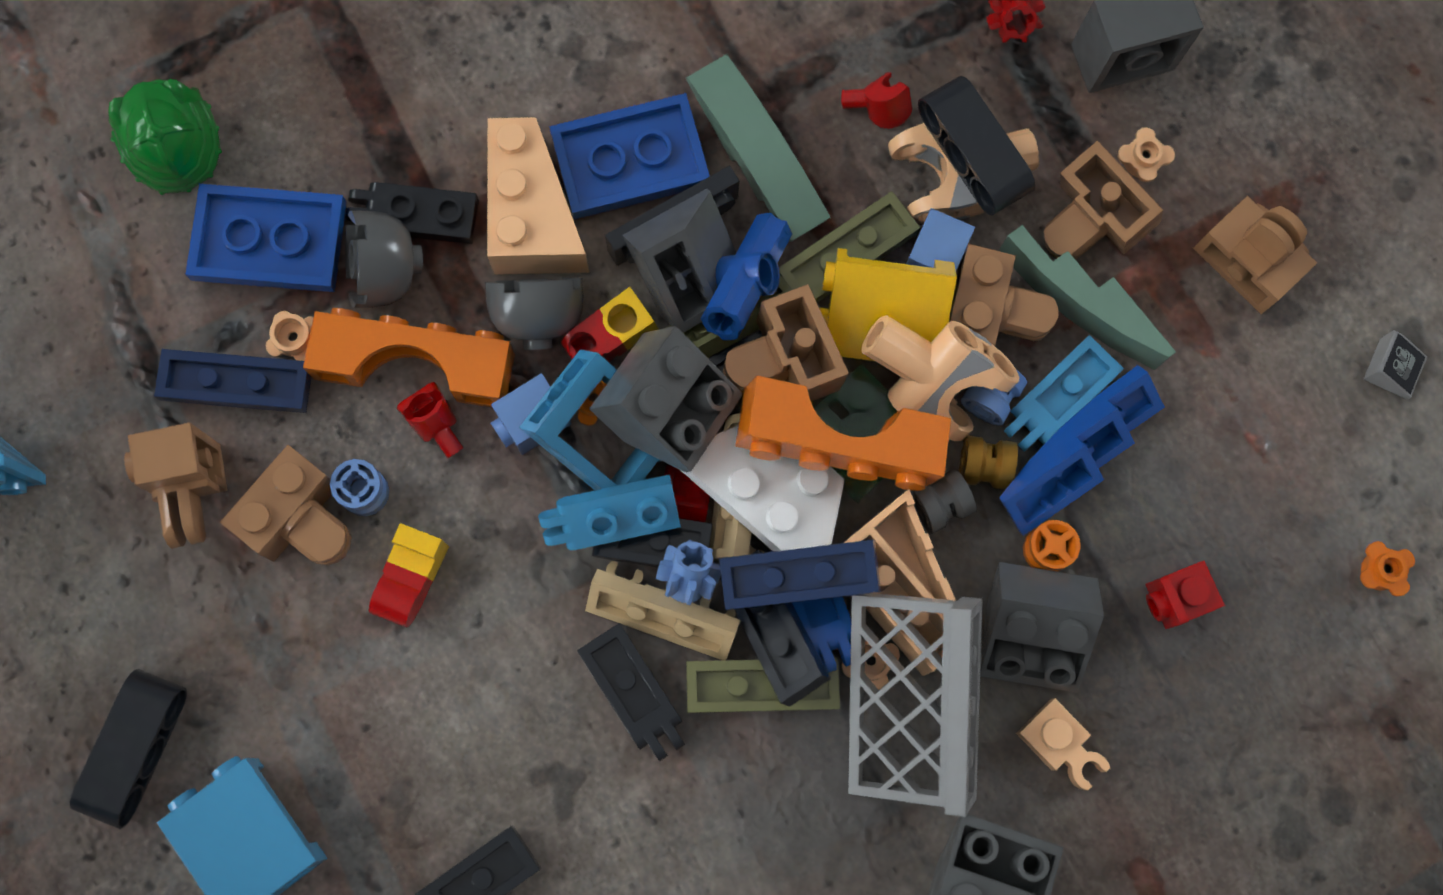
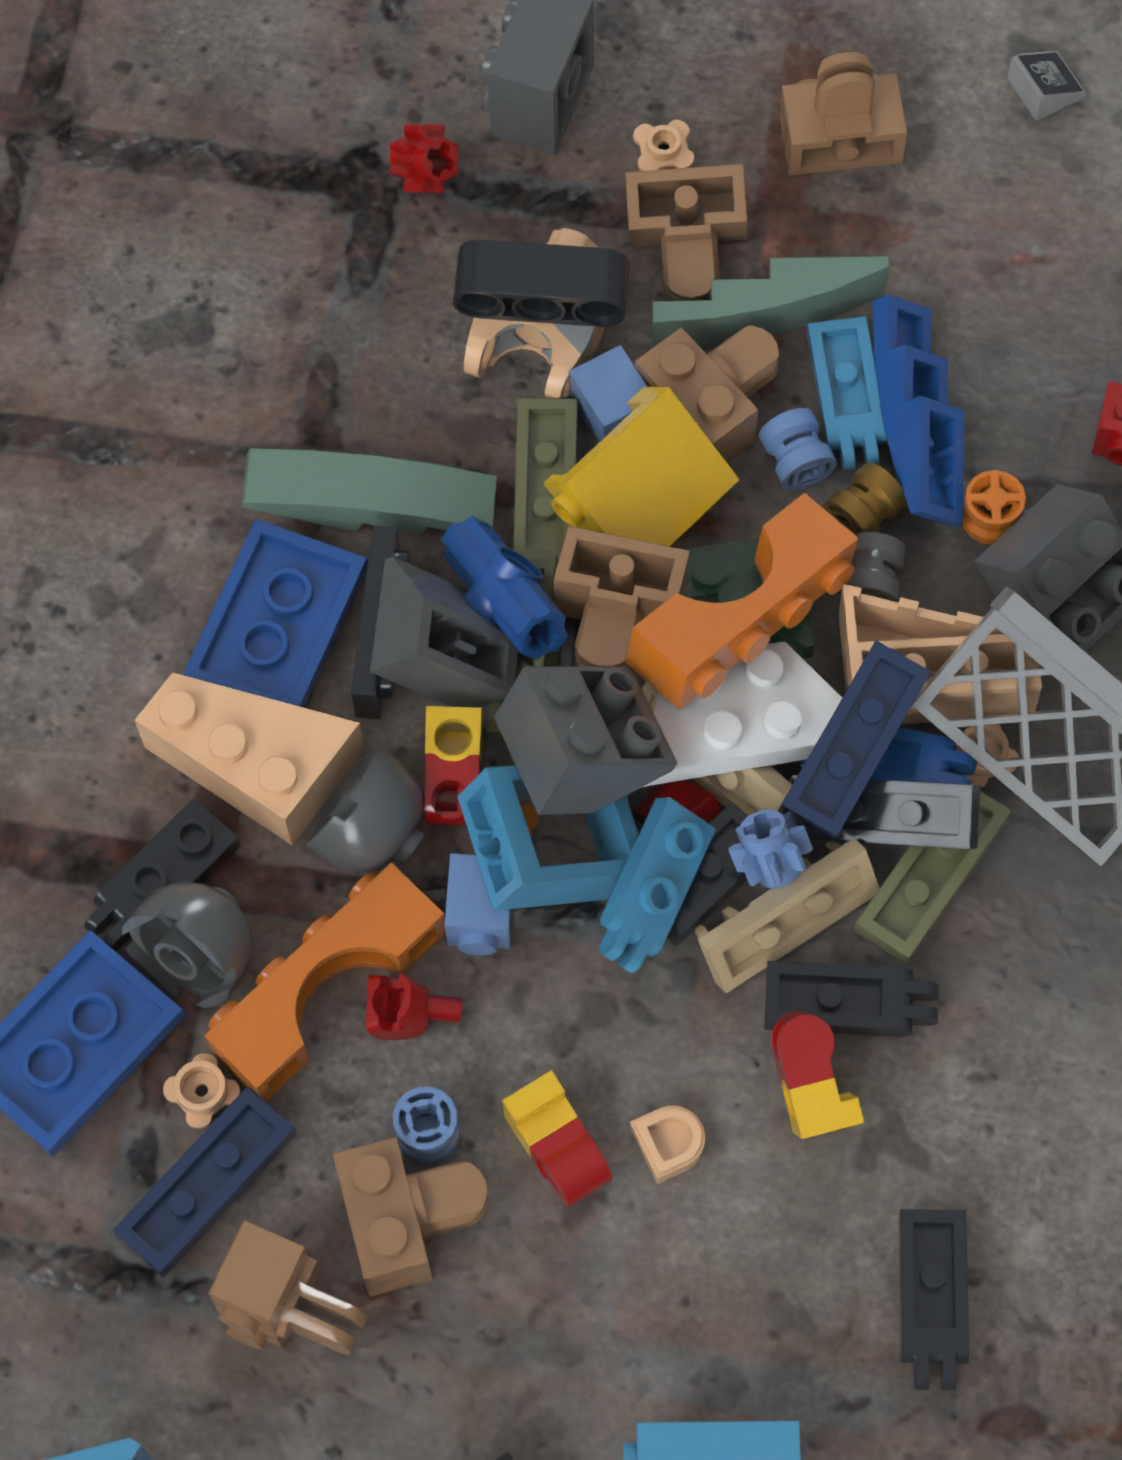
camera: 45 degrees left, 10 degrees down
(461, 644) = (669, 1140): none -> light nougat tile
(563, 694) = (802, 1058): none -> leg
(885, 104) = (417, 347): red piece -> none
(938, 369) = (741, 479): light nougat connector -> none

